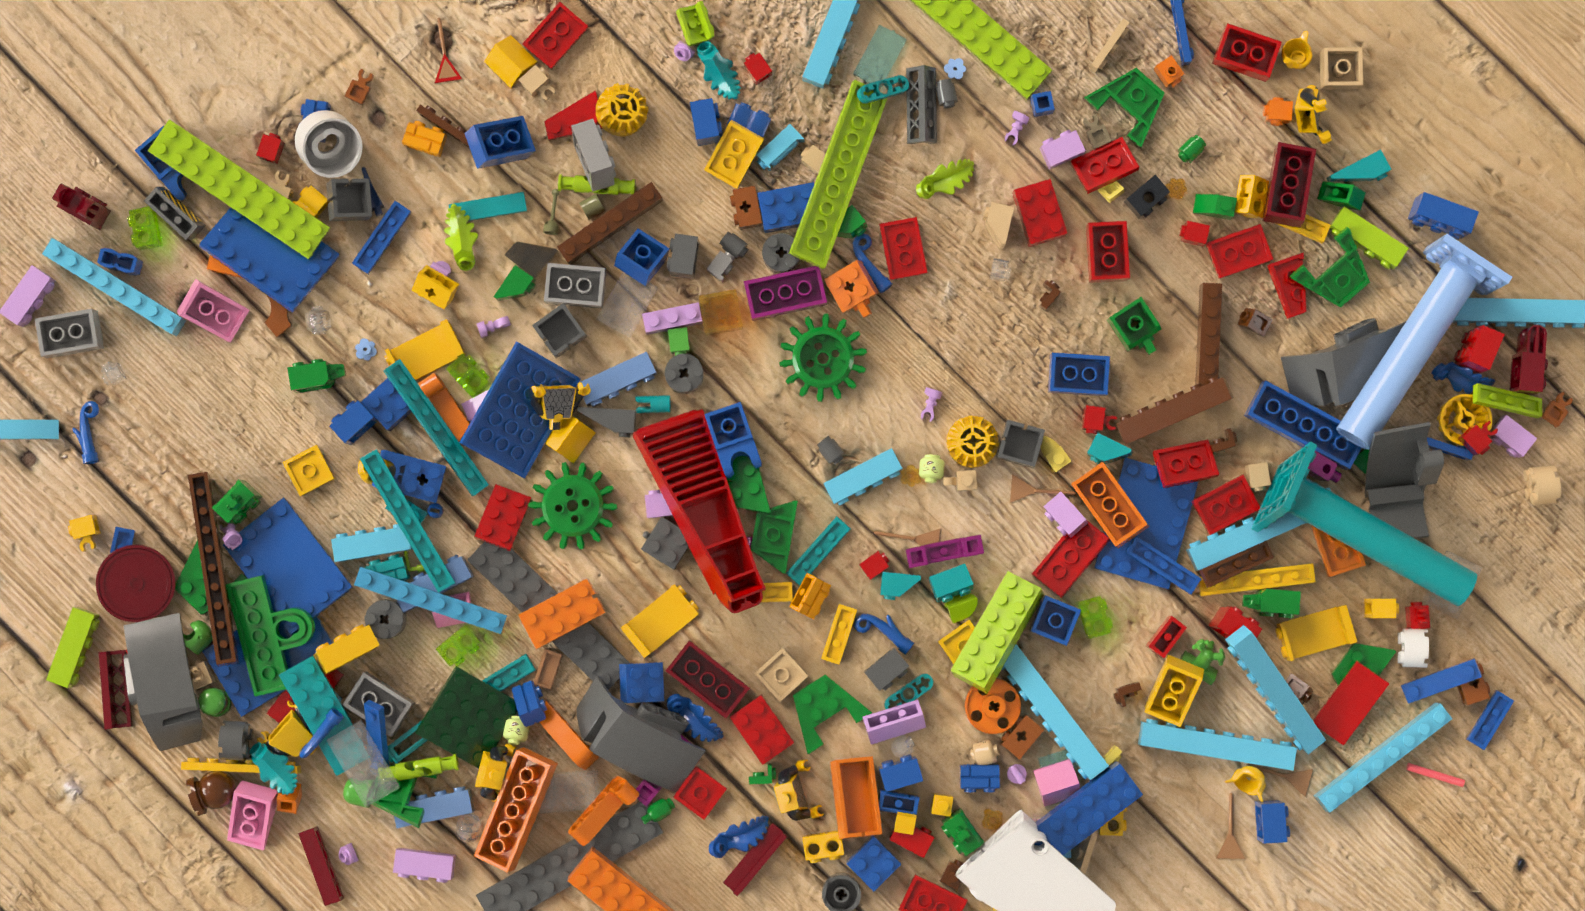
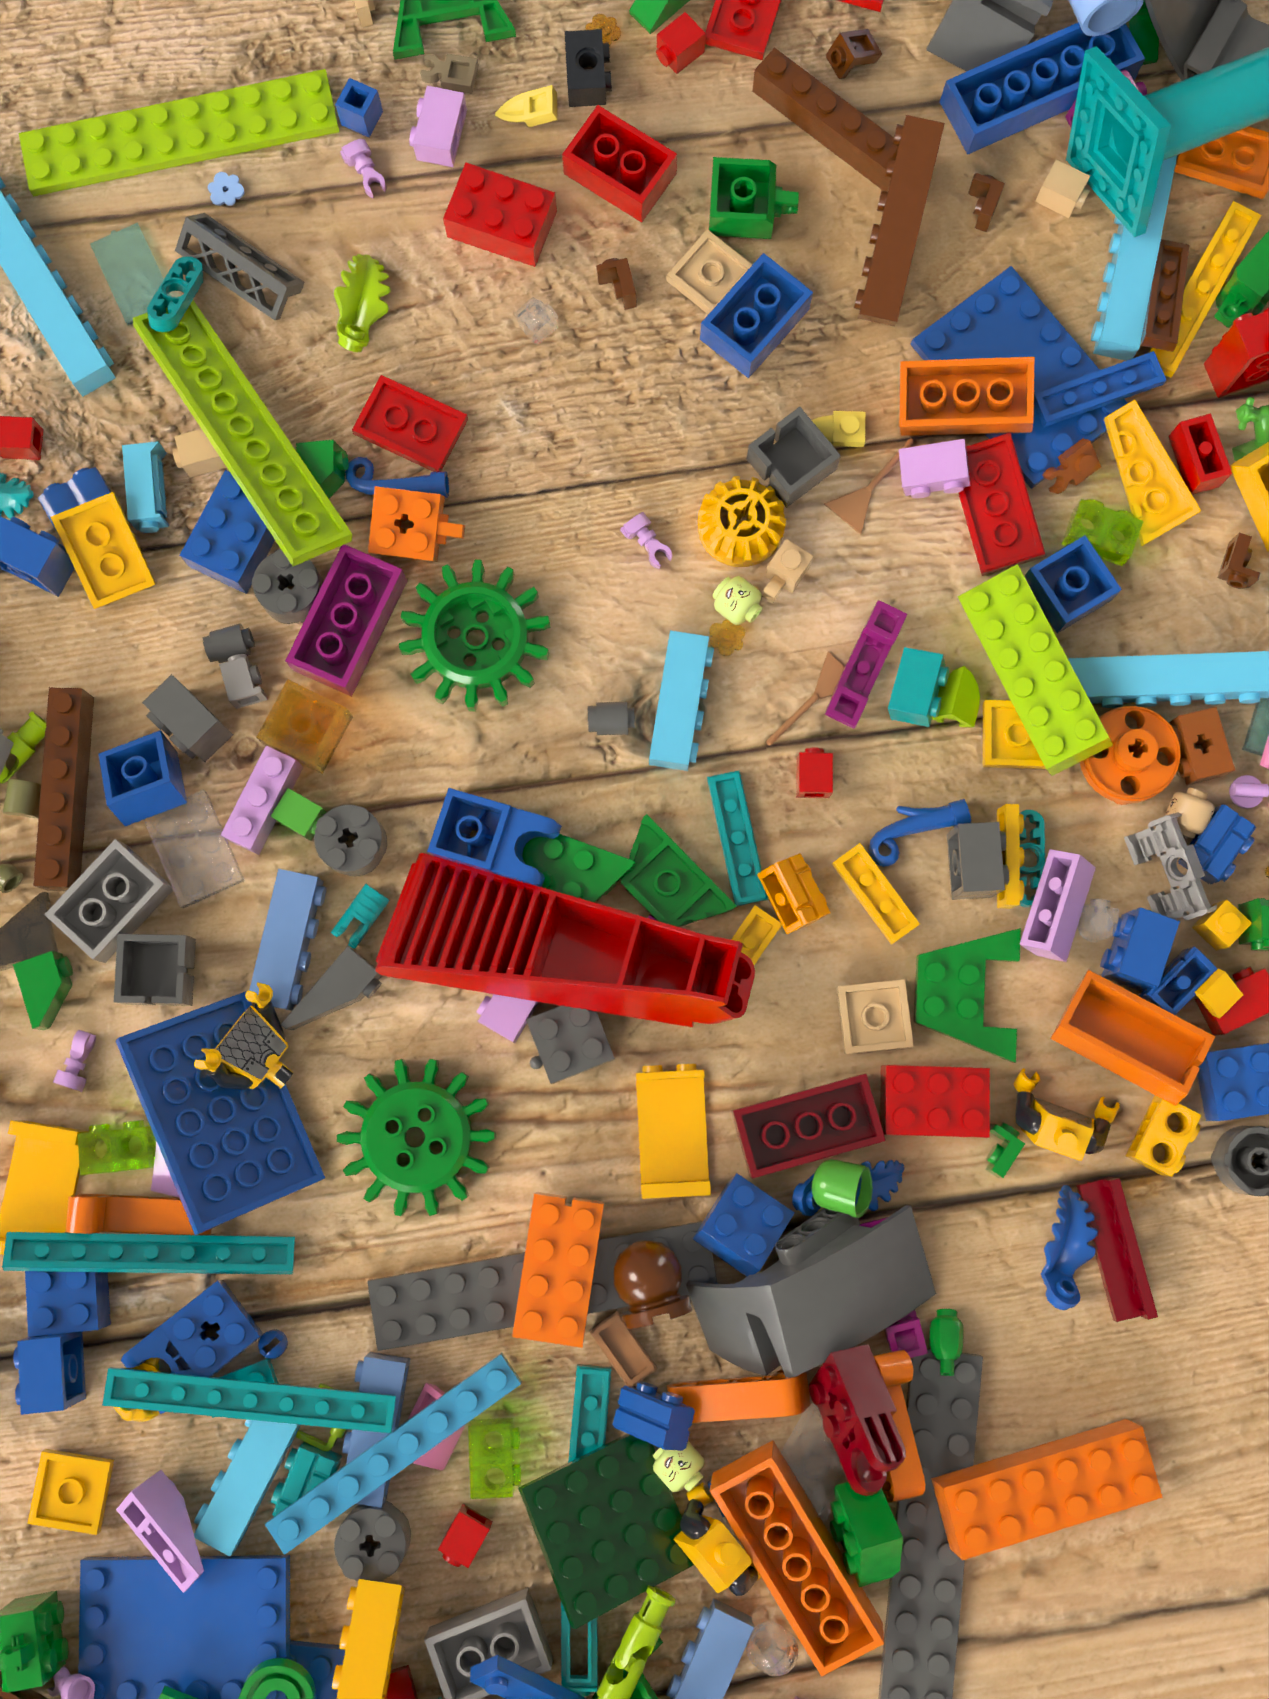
camera: 55 degrees left, 5 degrees down
(326, 522) = (163, 1525): none -> lavender slope
(416, 658) = (464, 1537): none -> red brick
(502, 517) = (356, 1252): red plate -> none
(549, 831) = (866, 1534): none -> green hinge
(570, 439) = (319, 1069): yellow slope -> none
(585, 658) = (649, 1282): none -> reddish brown tile
(595, 791) = (858, 1417): none -> dark red brick
(689, 710) = (837, 1184): none -> bright green helmet
(700, 792) = (962, 1258): red plate -> none
(752, 217) = (177, 576): dark orange brick -> none
(896, 584) = (863, 763): teal slope -> none
(902, 683) = (1012, 824): none -> yellow plate
(942, 779) = (1169, 839): none -> light grey piece
(946, 93) = (248, 220): dark grey brick -> none
(998, 222) = (472, 271): tan slope -> none
(1086, 335) = (708, 271): none -> tan plate
(1094, 418) = (833, 340): red brick -> none
(1105, 165) = (502, 89): red plate -> none
(1107, 450) = (884, 351): teal slope -> none
(1118, 581) = (1076, 466): none -> dark orange plate
(1135, 625) = (1148, 474): none -> yellow wing
(1185, 463) = (980, 265): red plate -> none
(1226, 504) = (1072, 255): red plate -> none

